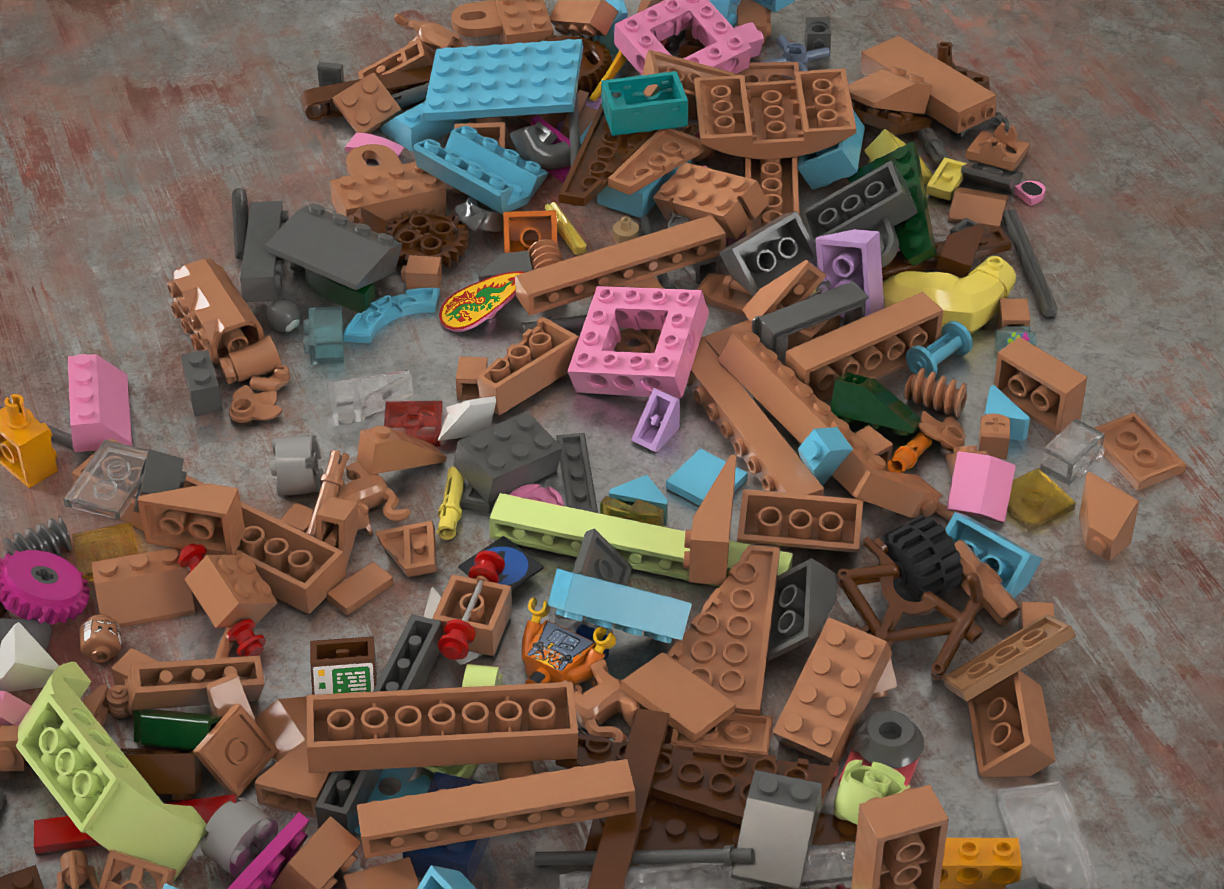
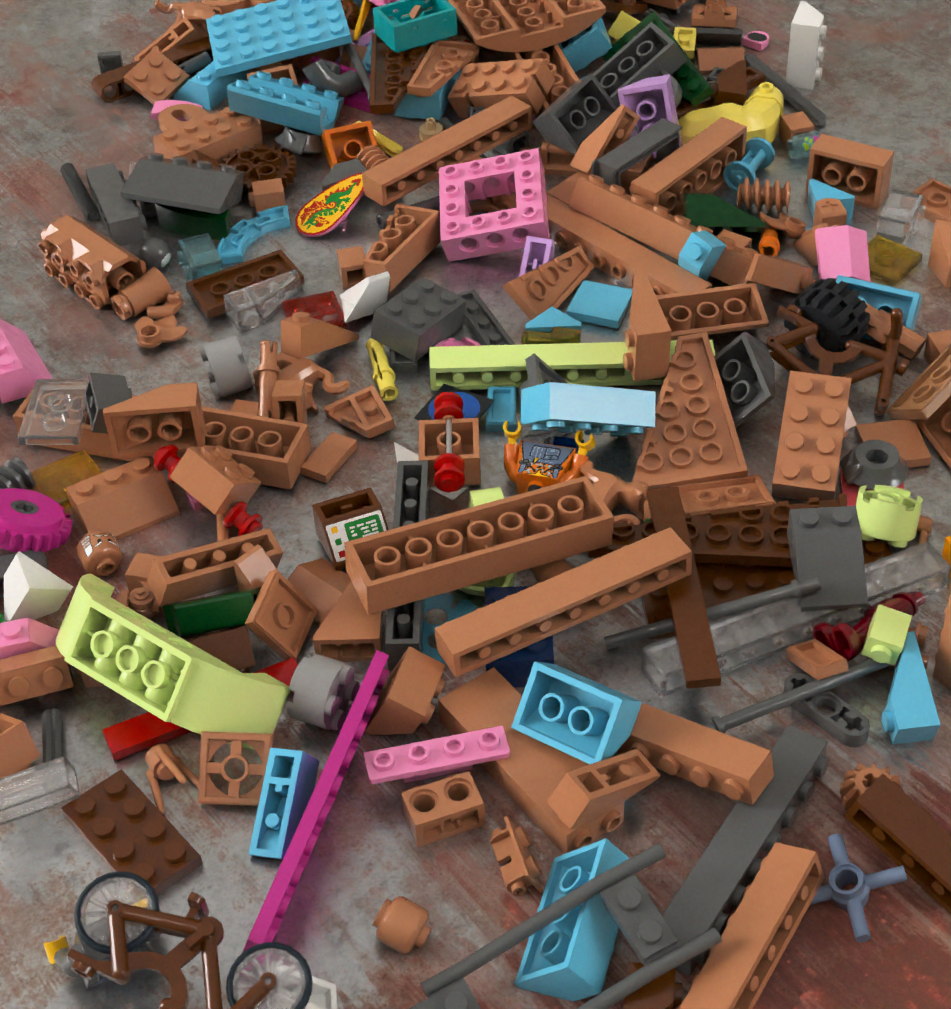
camera: 15 degrees left, 0 degrees up
(201, 382) = (102, 321): dark grey brick -> none
(352, 364) = (209, 290): none -> reddish brown plate
(543, 580) = (502, 408): none -> medium azure tile
(661, 446) = (549, 283): none -> nougat wing
(673, 689) = (662, 468): nougat tile -> none
(935, 714) = (901, 434): none -> nougat tile
(1062, 220) = (805, 47): none -> white slope

